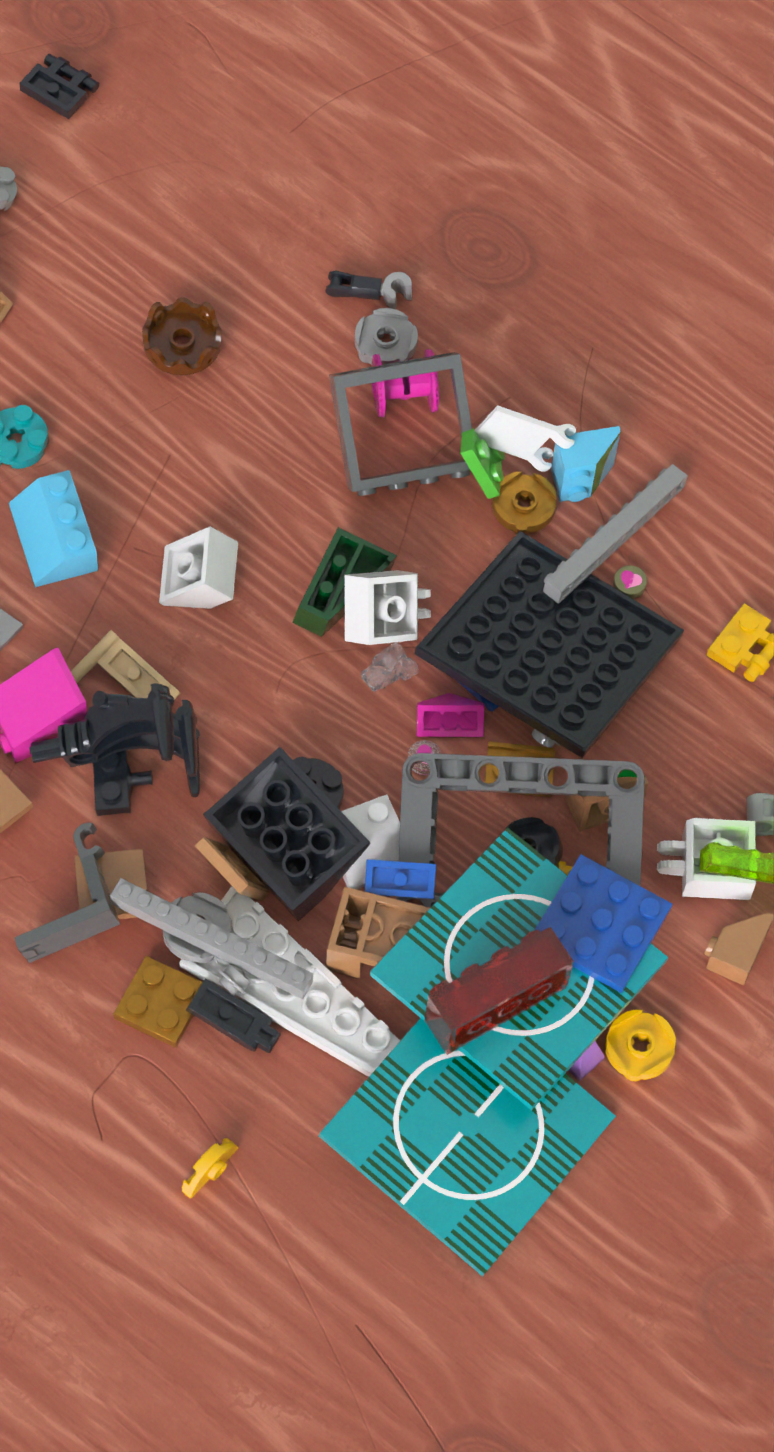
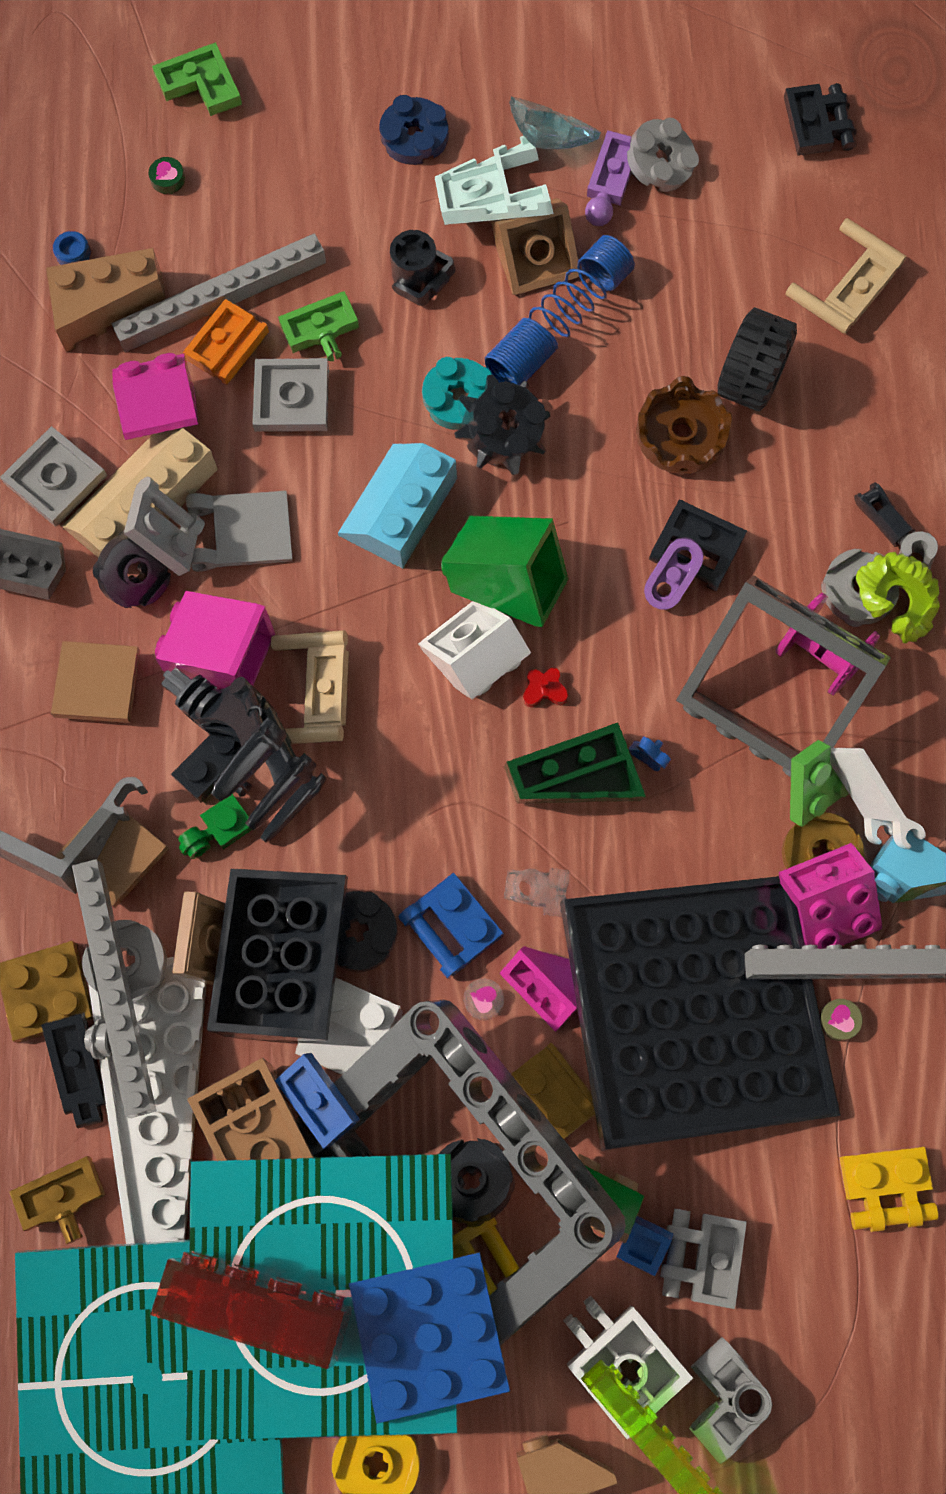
camera: 55 degrees right, 10 degrees up
(31, 365) = (530, 343): none -> blue piece
(72, 426) = (484, 421): none -> black brick
(158, 808) = (224, 823): none -> green plate
(167, 503) = (508, 566): none -> green slope
(188, 256) = (756, 359): none -> black tyre
(194, 164) = (858, 286): none -> tan plate
(263, 388) = (716, 537): none -> black plate
(263, 558) = (544, 686): none -> red piece
(273, 423) = (674, 573): none -> medium lavender plate
(304, 1094) = (58, 1197): none -> pearl gold plate
(360, 727) = (460, 916): none -> blue plate
(372, 533) = (650, 753): none -> blue piece
(383, 607) = (581, 834): white hinge -> none
(413, 304) = (914, 578): none -> lime piece
(559, 513) = (834, 897): none -> dark pink bracket
(659, 794) = (645, 1246): none -> blue plate
(701, 763) = (717, 1259): none -> light grey plate

